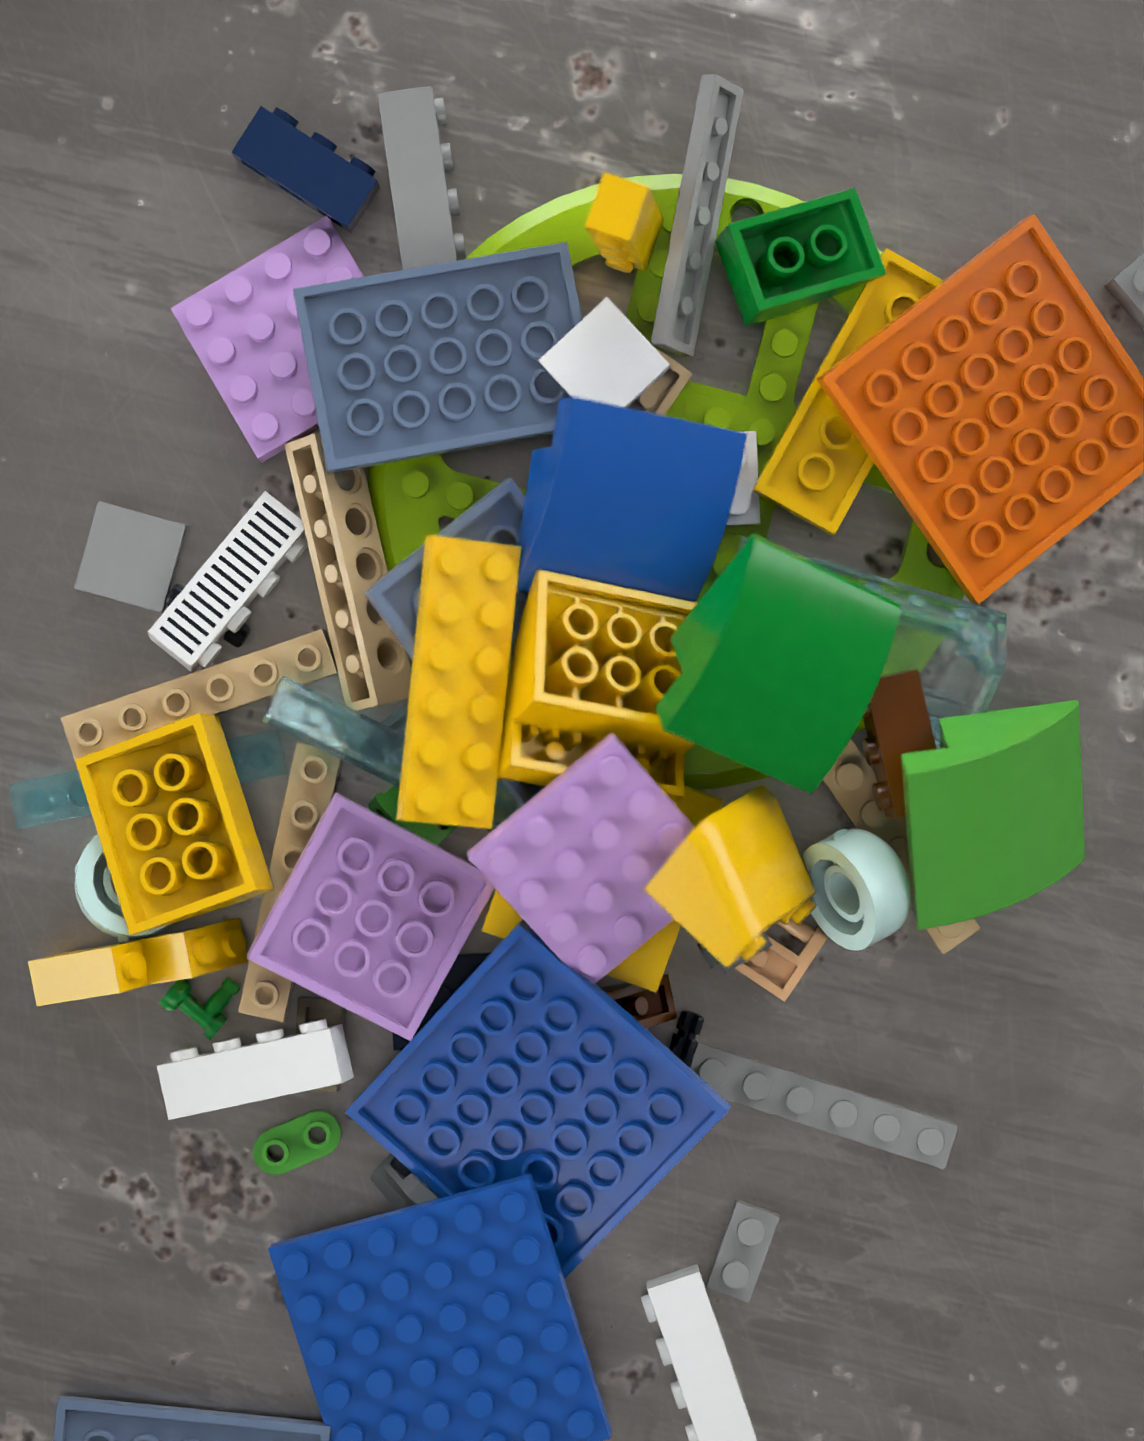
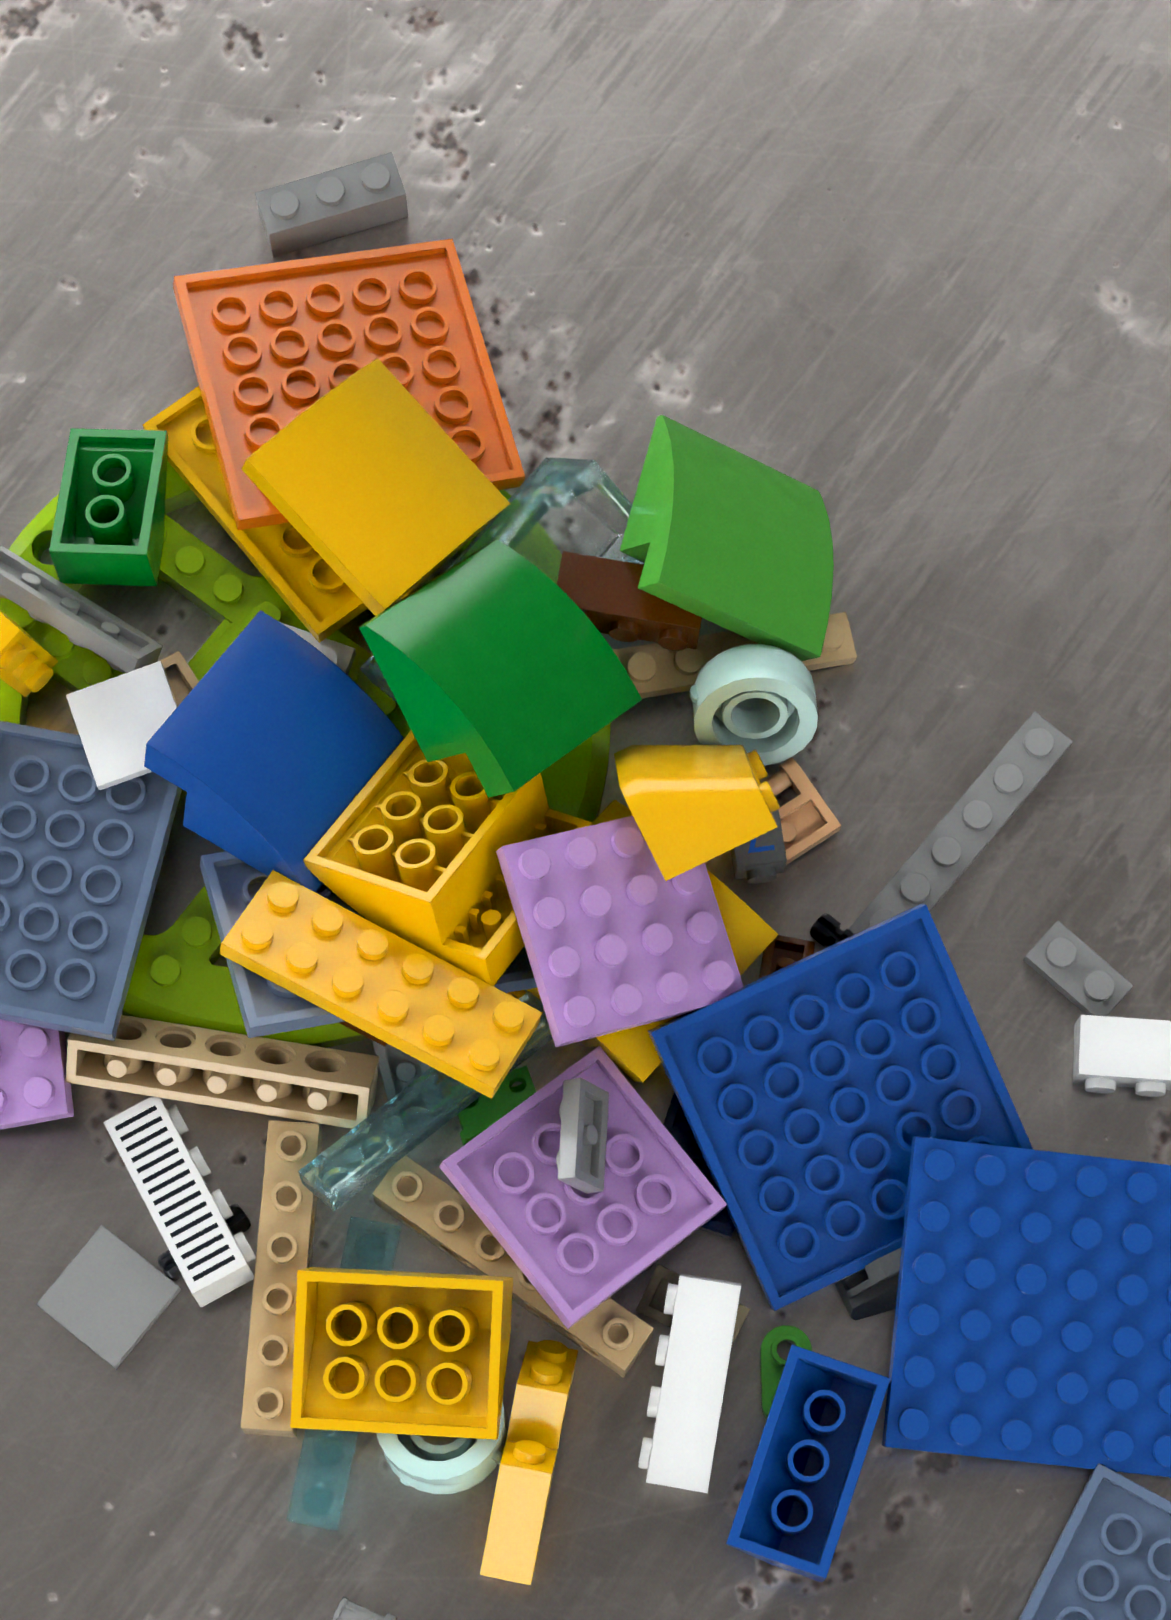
camera: 65 degrees left, 15 degrees down
(206, 1015) = (615, 1416): green piece -> none
(227, 1193) = (808, 1463): none -> blue slope
(408, 902) = (583, 1135): none -> light grey plate
(900, 487) = (375, 486): none -> yellow slope

